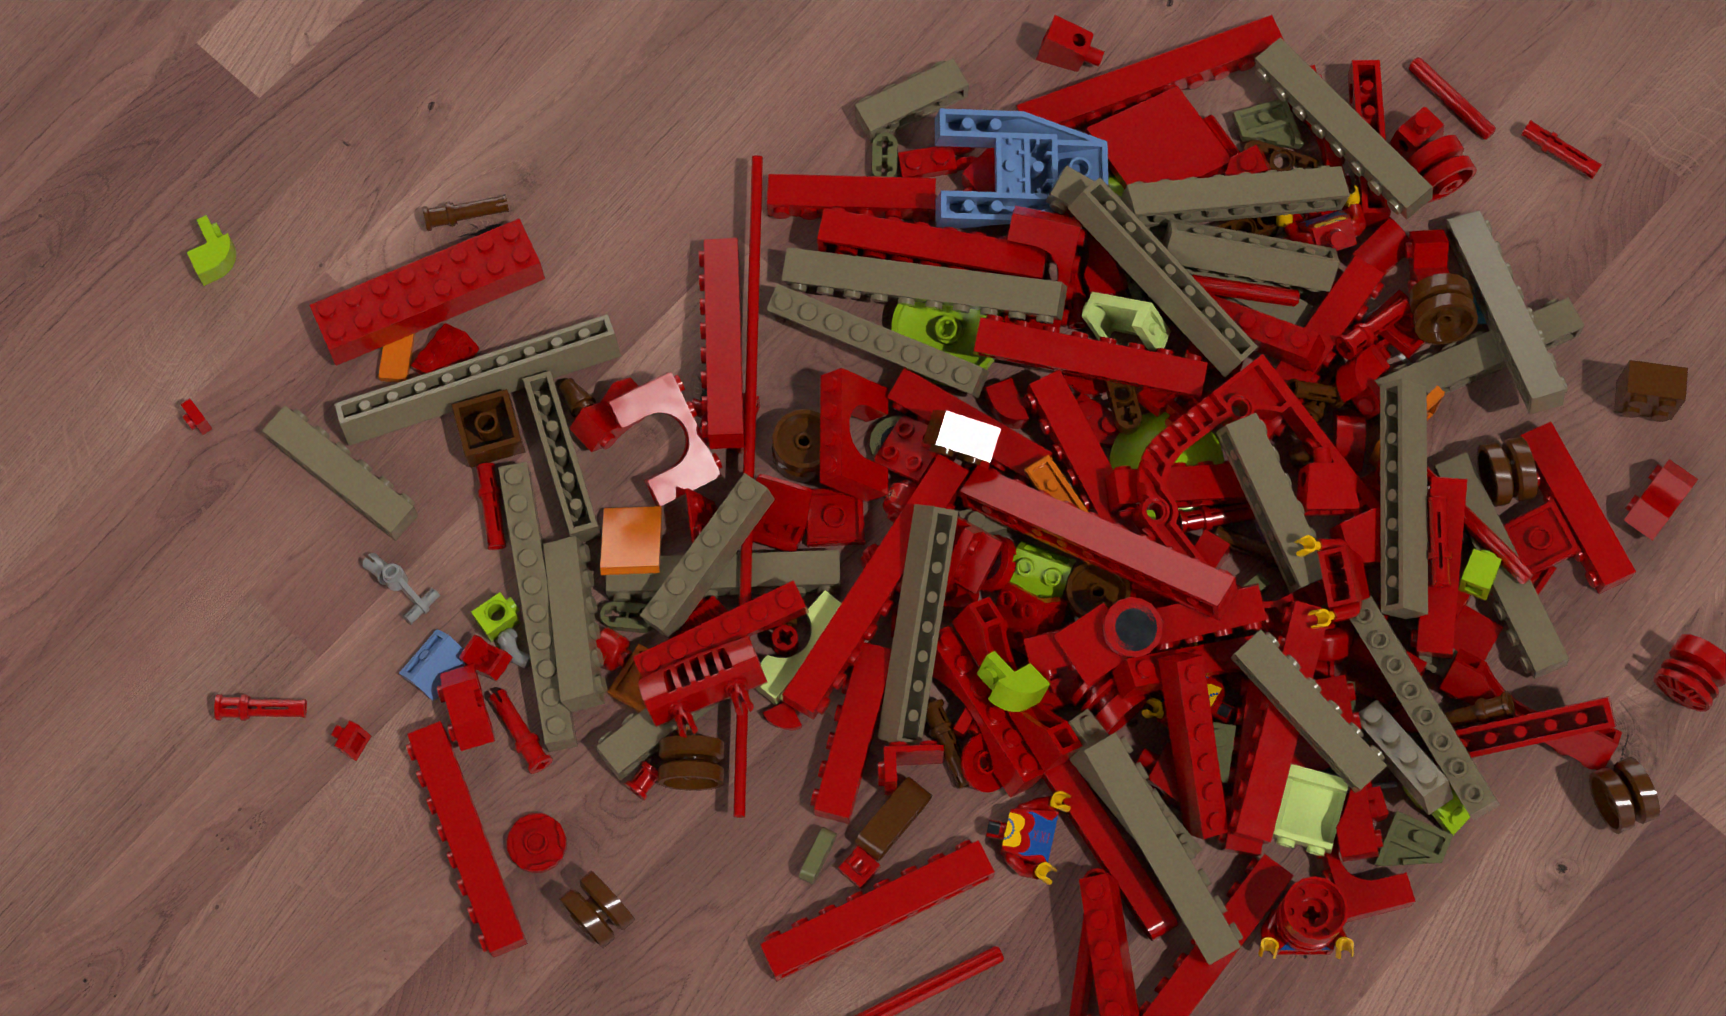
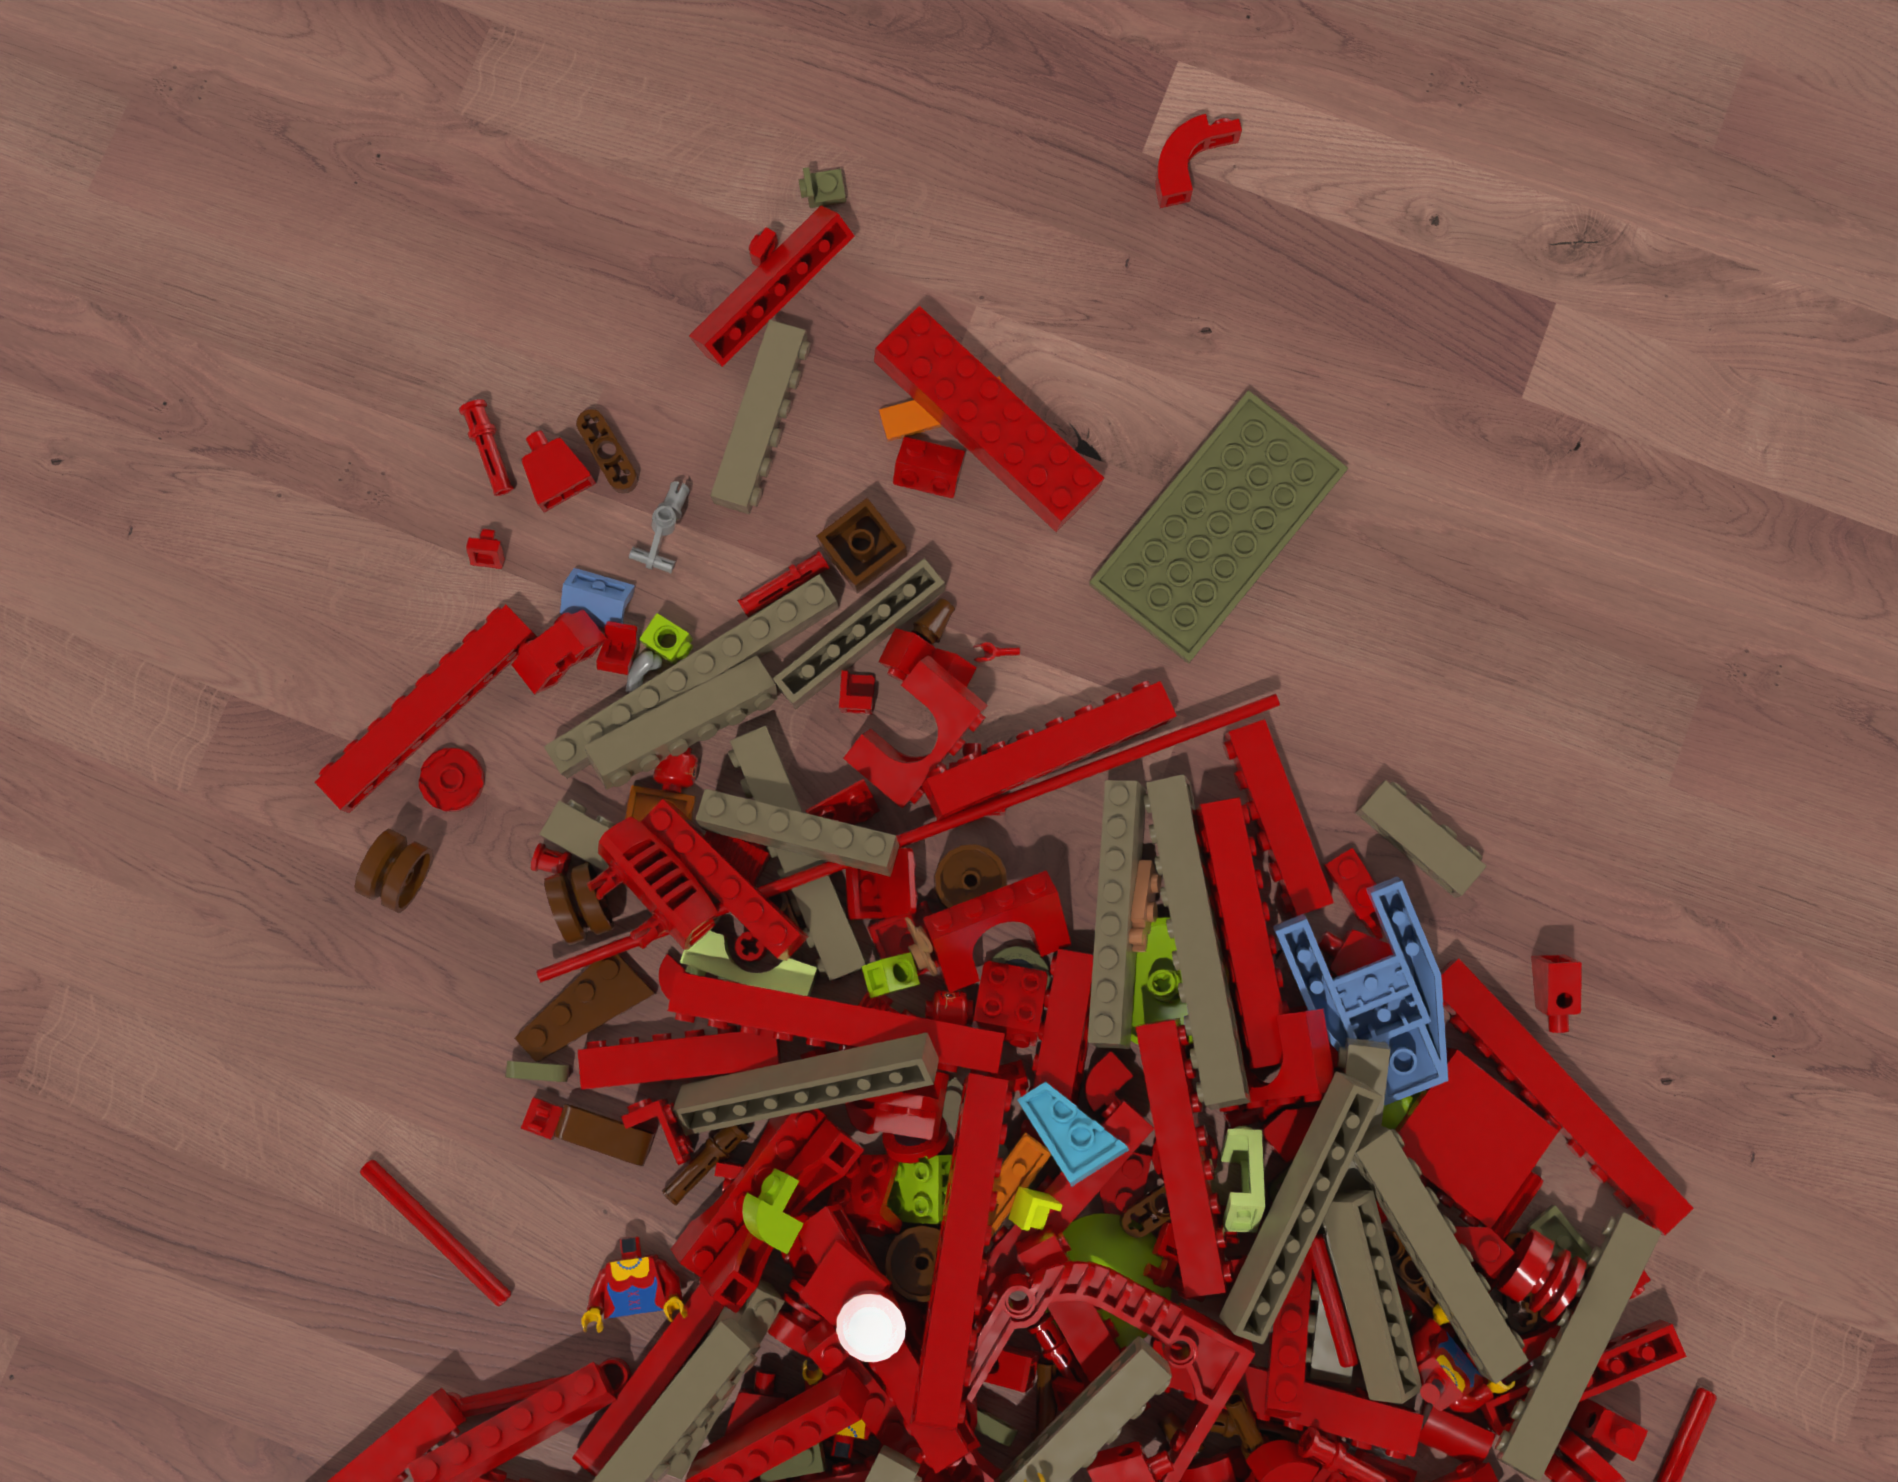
camera: 70 degrees right, 10 degrees up
(166, 353) = (822, 187): none -> olive bracket
(216, 256) = (944, 188): lime brick -> none
(233, 420) = (771, 285): none -> red brick
(286, 77) = (1187, 141): none -> red arch
(307, 657) = (554, 471): none -> red torso
(330, 600) = (603, 428): none -> reddish brown beam
(451, 213) = (1088, 405): reddish brown pin -> none
(503, 369) = (911, 513): dark tan brick -> none
(526, 742) = (547, 726): red pin -> none
(597, 154) = (1218, 527): none -> olive plate
(610, 482) = (856, 693): none -> red panel
(621, 365) = (992, 652): none -> red hand
(624, 624) = (727, 770): olive beam -> none
(631, 540) = (794, 743): orange tile -> none
(777, 794) = (586, 1004): none -> reddish brown wing
(843, 498) = (922, 949): none -> medium nougat plate
(855, 532) = (890, 975): none -> lime brick
(877, 910) = (501, 1155): red brick -> none
(883, 317) = (1144, 906): none -> nougat plate
(890, 159) = (1342, 843): olive beam -> none
(961, 435) = (1030, 1051): brick -> none
(979, 776) = (688, 1203): red dish -> none
(1040, 435) = (1069, 1134): none -> medium azure wing
(1086, 484) = (1032, 1208): none -> neon yellow panel
(1244, 522) = (1066, 1391): none -> red tile
(1282, 133) = (1548, 1279): none -> red wheel

